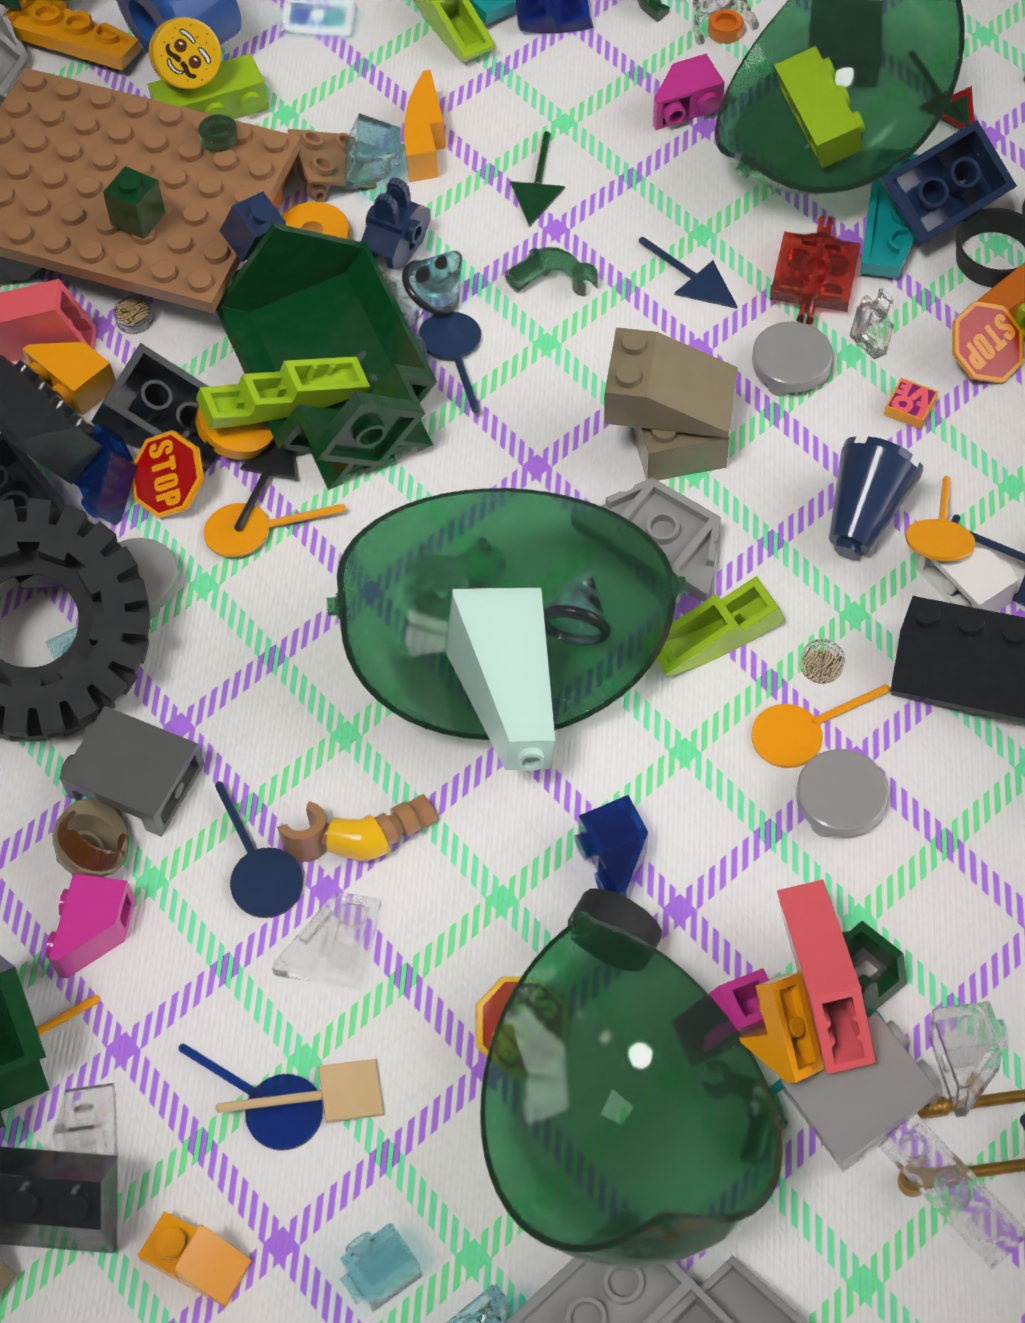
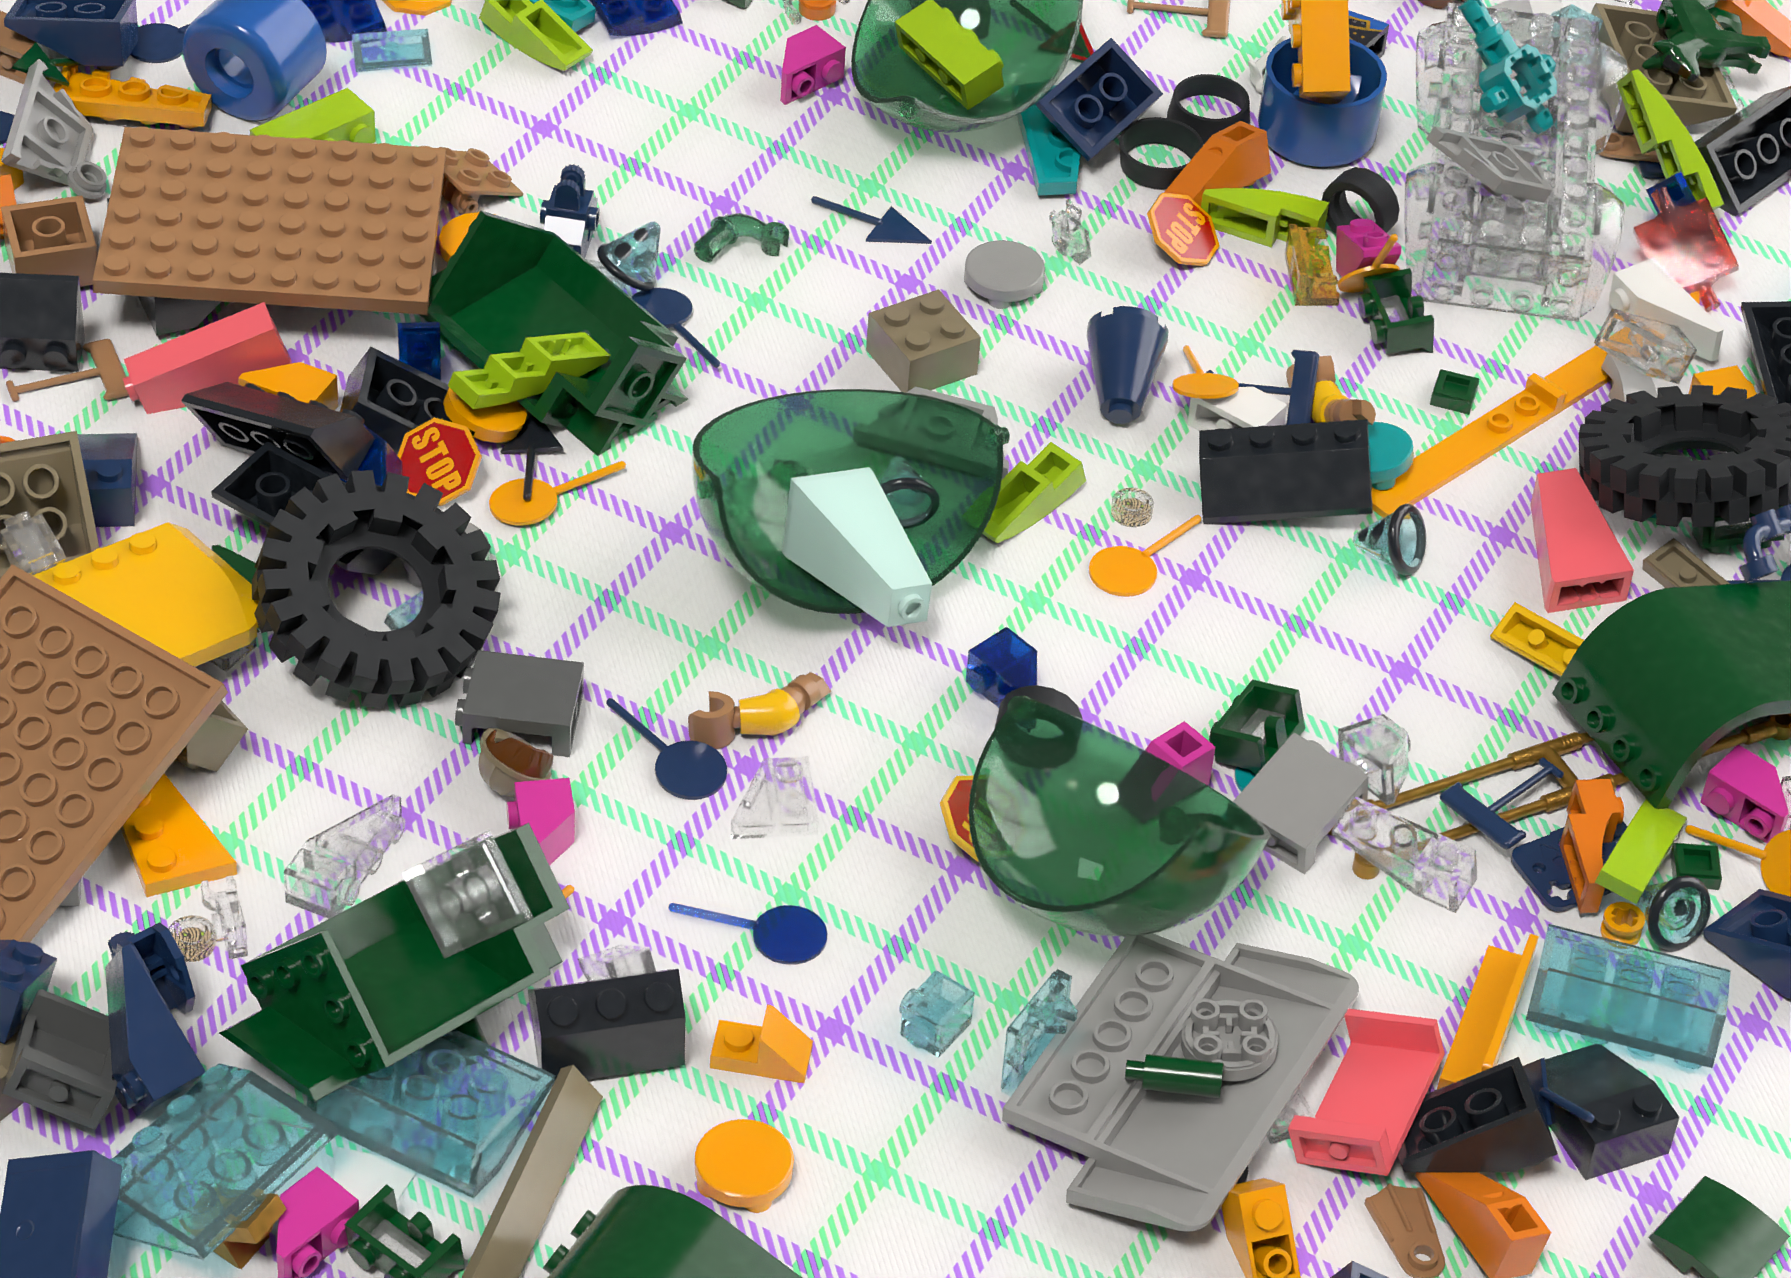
camera: 25 degrees left, 15 degrees down
(133, 314) = (326, 339): tile -> none
(134, 202) = (318, 220): dark green brick -> none
(185, 53) = (292, 90): yellow head -> none
(199, 349) = (421, 346): none -> clear blue slope
(218, 133) = (366, 153): clear green tile -> none
(248, 223) = (445, 225): dark blue brick -> none
(347, 1093) = (841, 905): tan piece -> none
(371, 151) = (512, 156): clear light blue slope -> none
(423, 130) = (555, 131): light orange slope -> none
(536, 197) = (688, 179): dark green piece -> none
(667, 385) = (908, 297): dark tan slope -> none
(789, 1037) = (1231, 759): light orange slope -> none
(815, 271) = (996, 197): clear red plate -> none
(827, 977) = (1245, 708): coral slope -> none
(841, 793) = (1192, 600): light grey tile -> none
(911, 403) = (1129, 290): tile -> none

